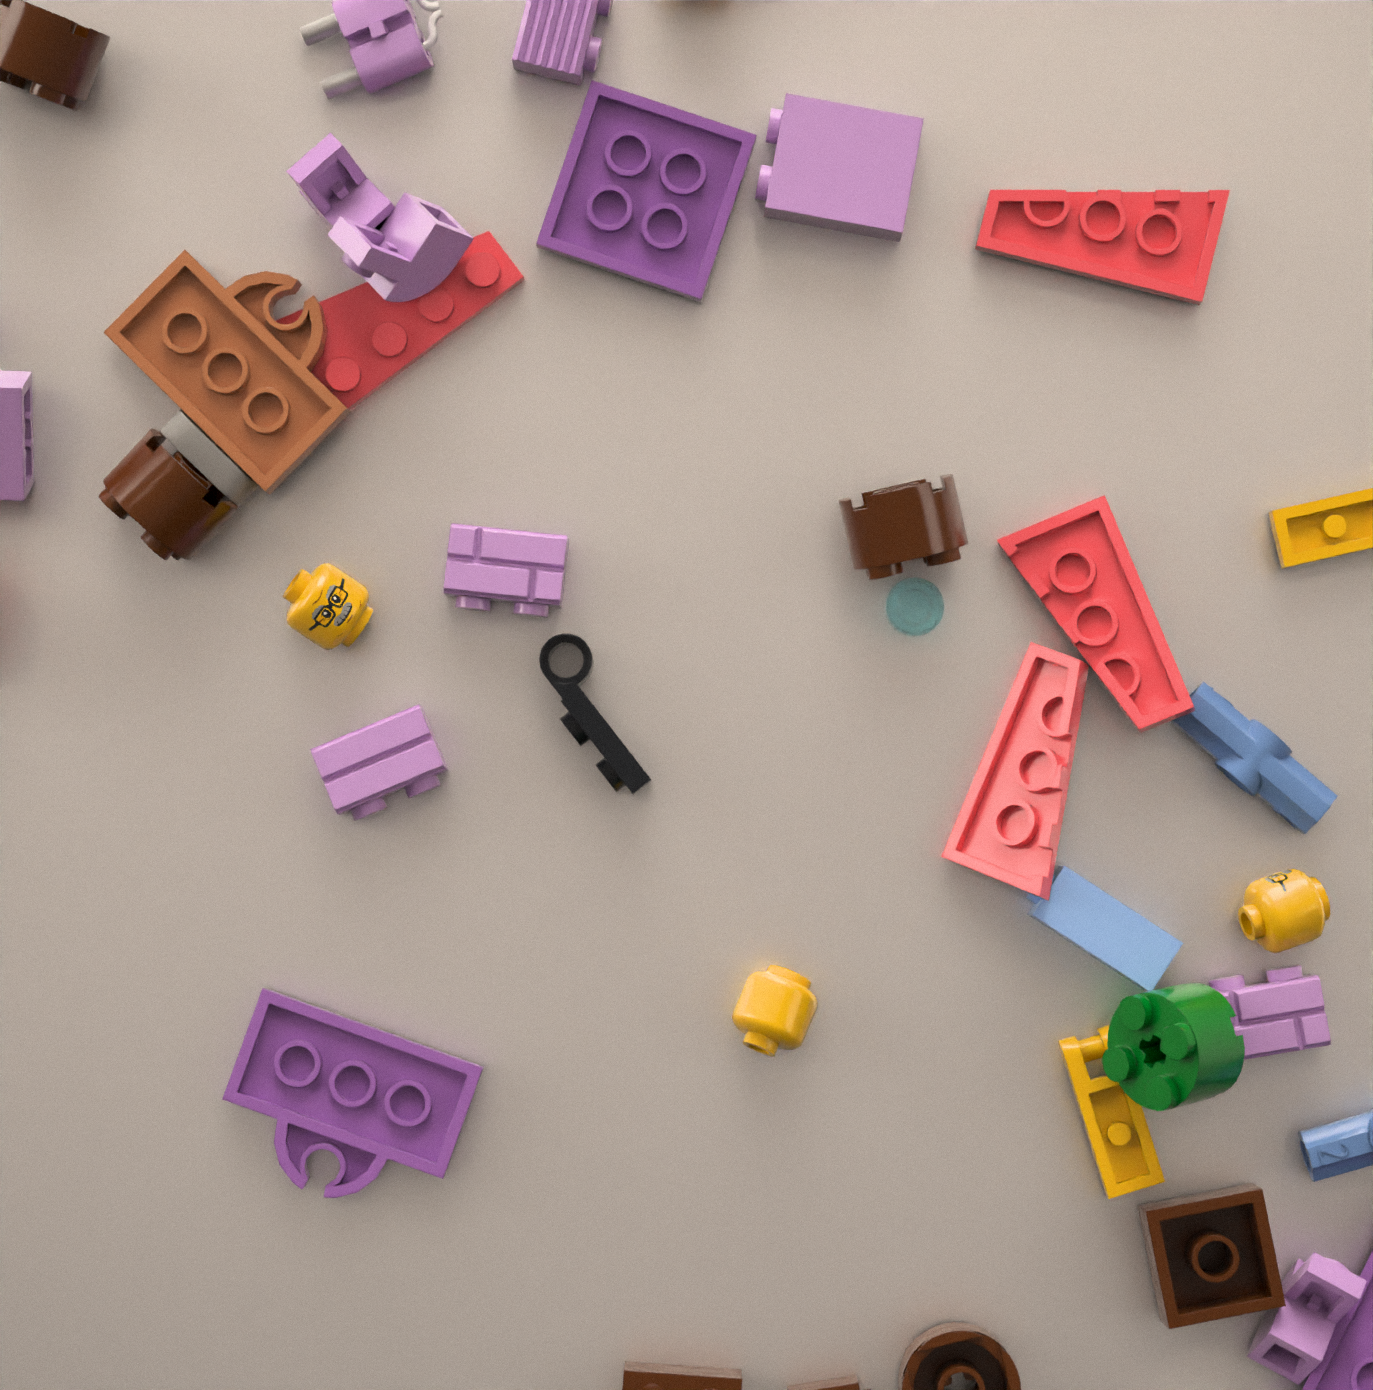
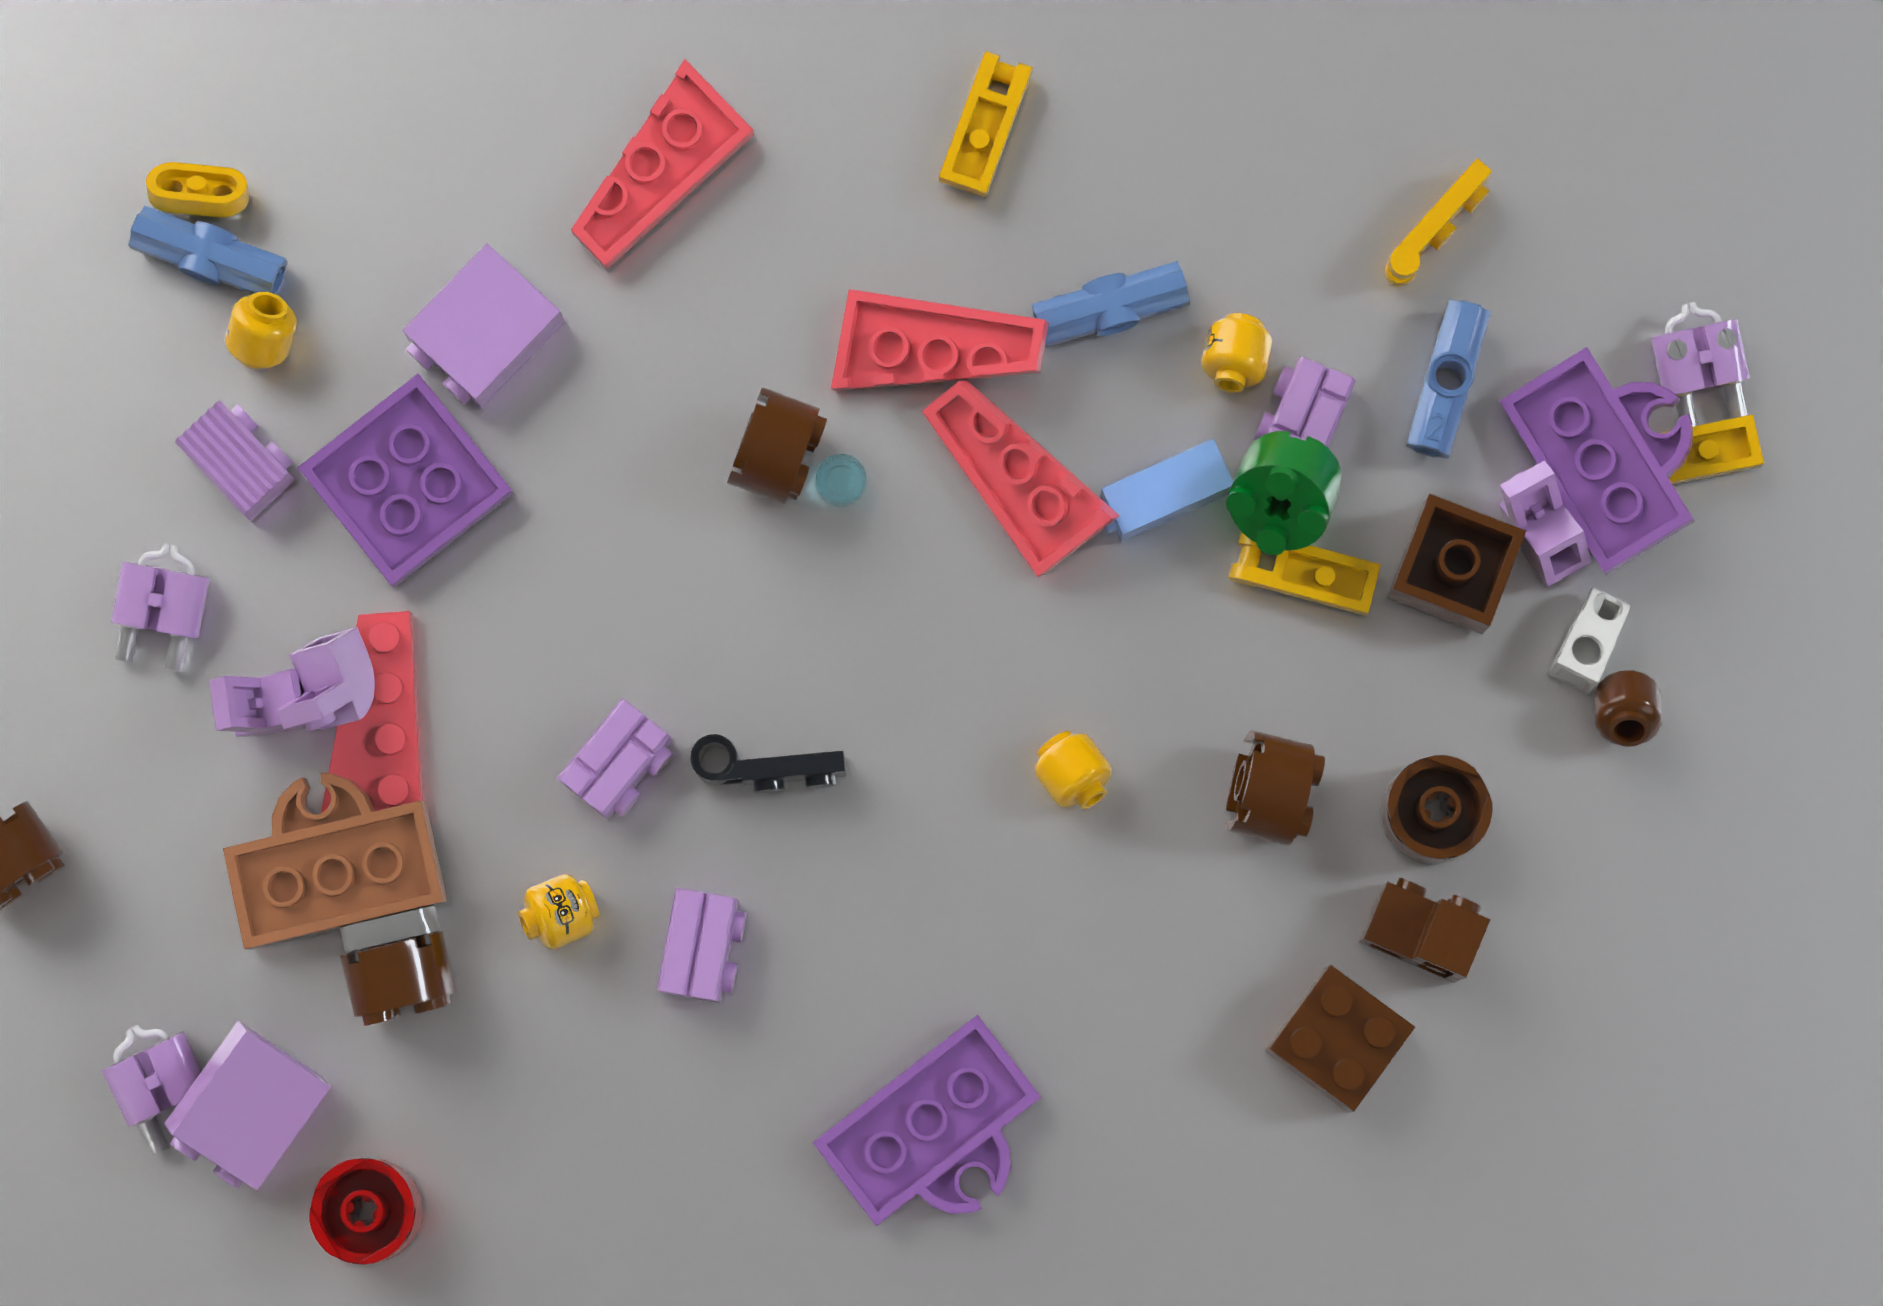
camera: 55 degrees left, 5 degrees down
(878, 1216) = (1273, 788): none -> reddish brown brick

